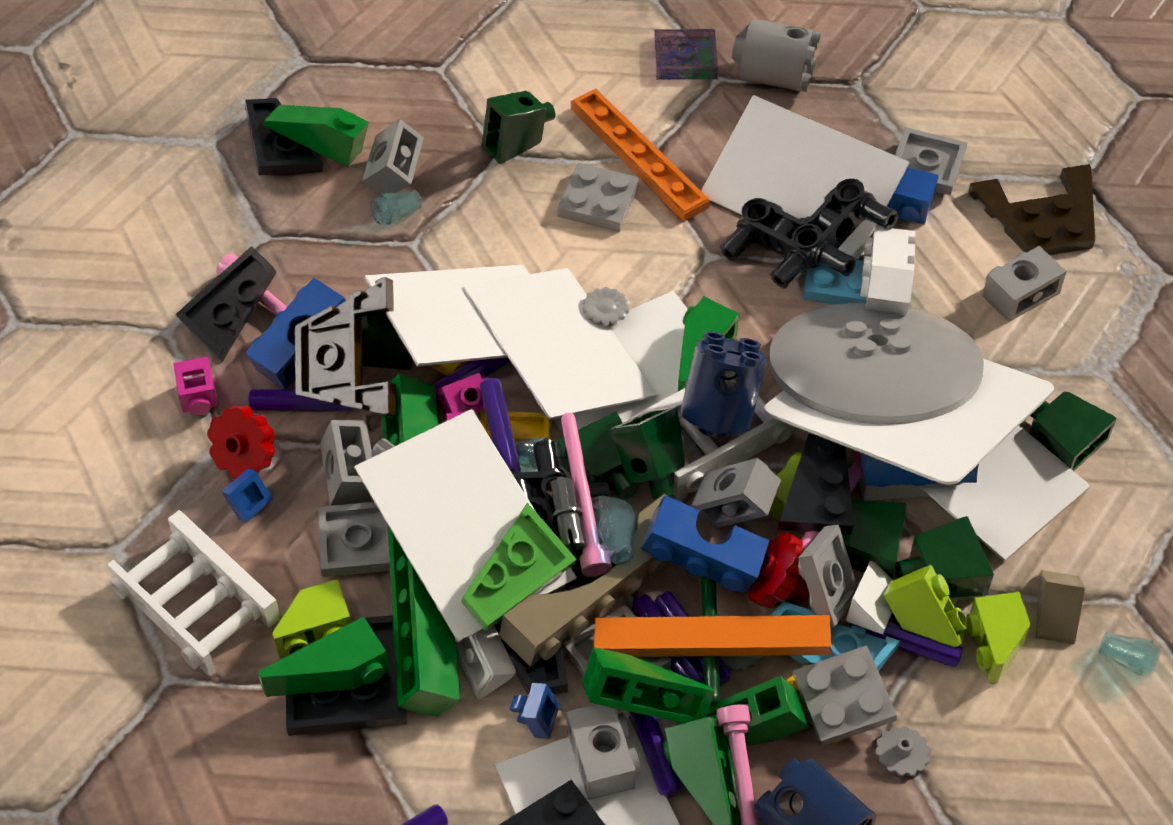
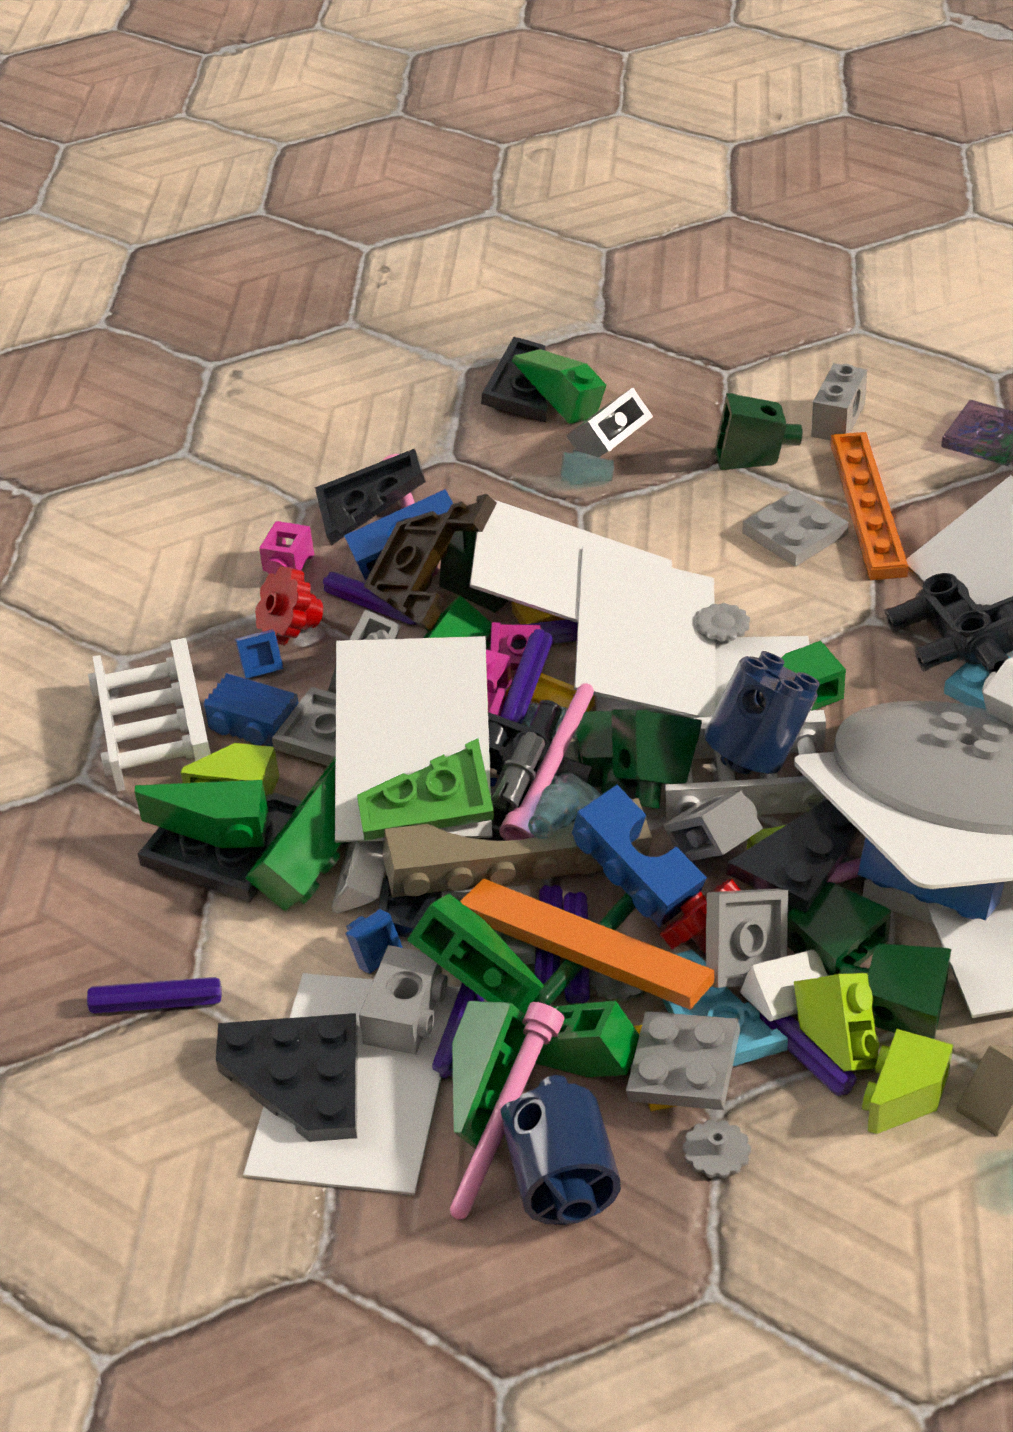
camera: 35 degrees right, 10 degrees down
(281, 551) = (248, 709): none -> blue brick
(560, 68) = (839, 401): none -> light grey brick

